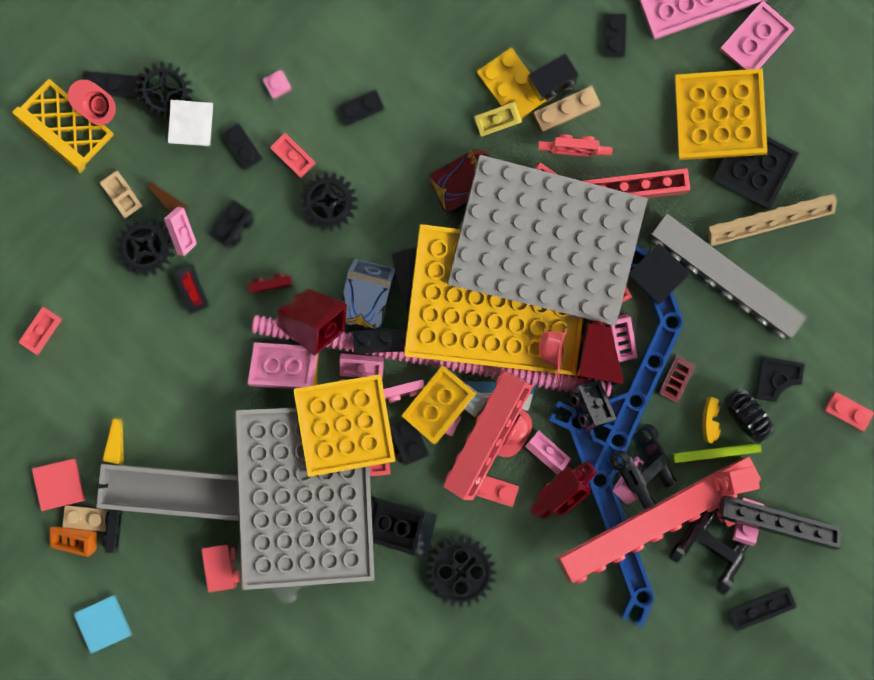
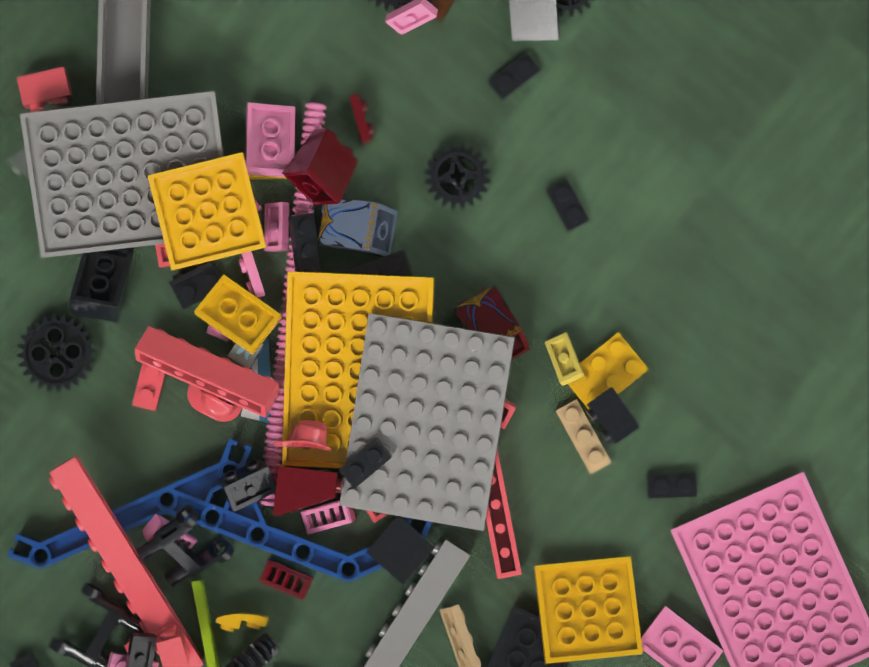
camera: 85 degrees right, 0 degrees up
(191, 289) = (349, 32): slope -> none
(232, 224) = (425, 72): black bracket -> none
(277, 84) = (587, 109): bright pink plate -> none
(293, 155) = (507, 133): coral plate -> none
(548, 452) = (194, 440): bright pink plate -> none
(564, 491) = (151, 460): dark red hinge -> none
(575, 147) = (539, 437): coral plate -> none
(581, 297) = (365, 463): none -> black plate

